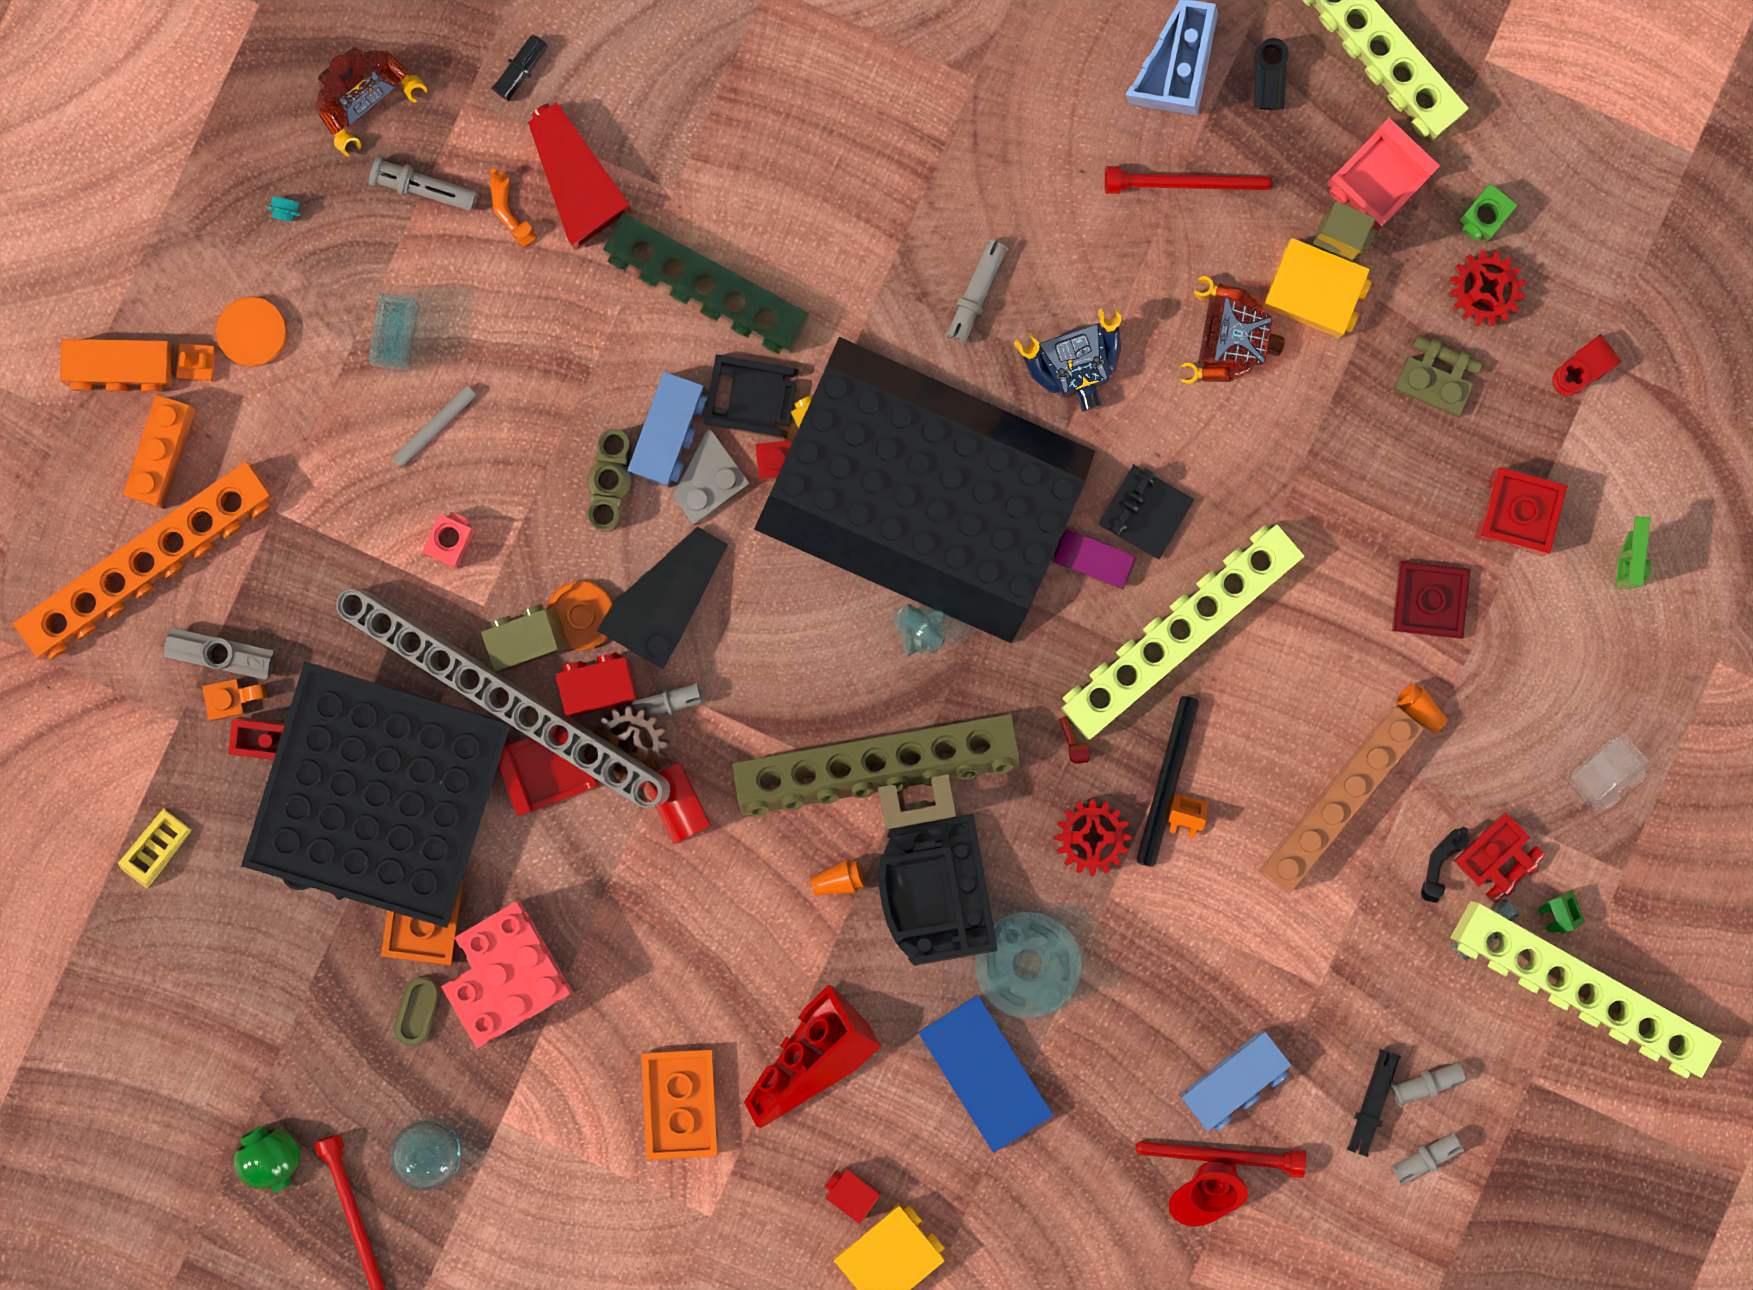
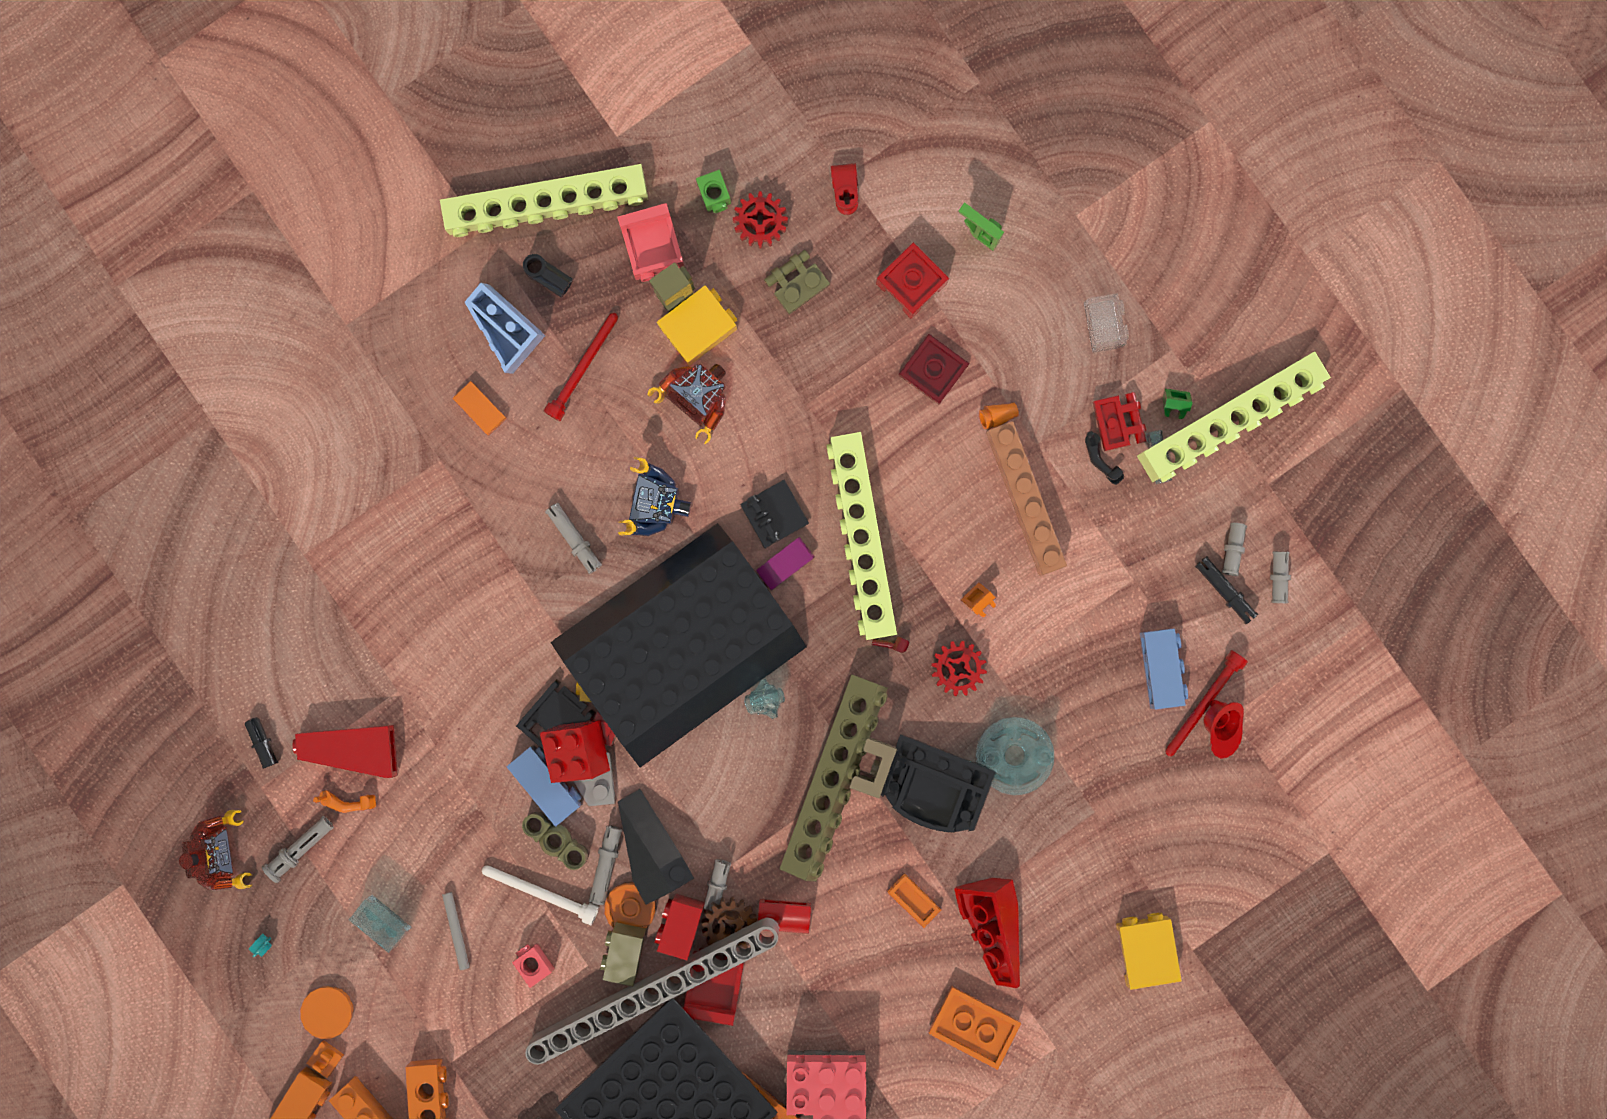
camera: 55 degrees left, 0 degrees up
(546, 565) = (585, 912): none -> white piece
(621, 554) = (608, 853): none -> light grey pin
(632, 233) = (408, 736): clear green brick -> none
(730, 441) = (575, 751): none -> red brick
(786, 946) = (914, 900): none -> orange tile
(839, 879) = (892, 842): orange cone -> none
(851, 1193) = (1094, 952): red brick -> none
(985, 1073) = (1067, 822): blue tile -> none
(1064, 89) = (479, 408): none -> orange tile
(1167, 781) = (951, 600): black axle -> none

